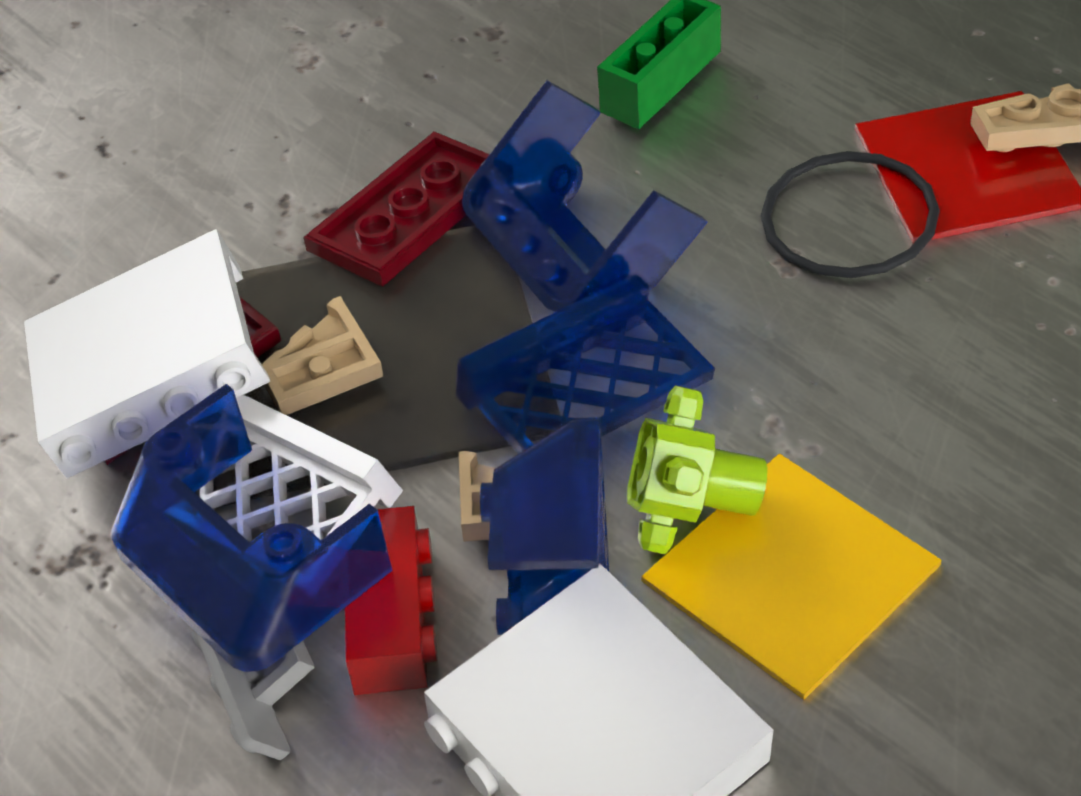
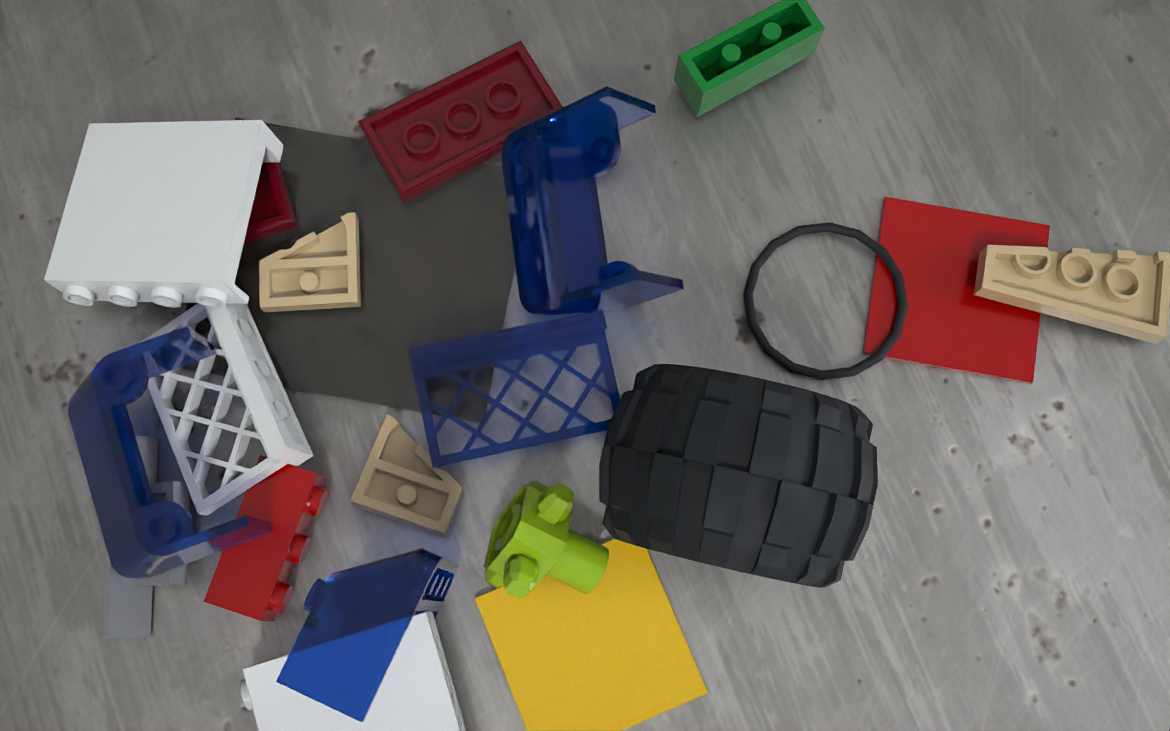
camera: 15 degrees right, 30 degrees up
(854, 287) = (739, 473): none -> black tyre

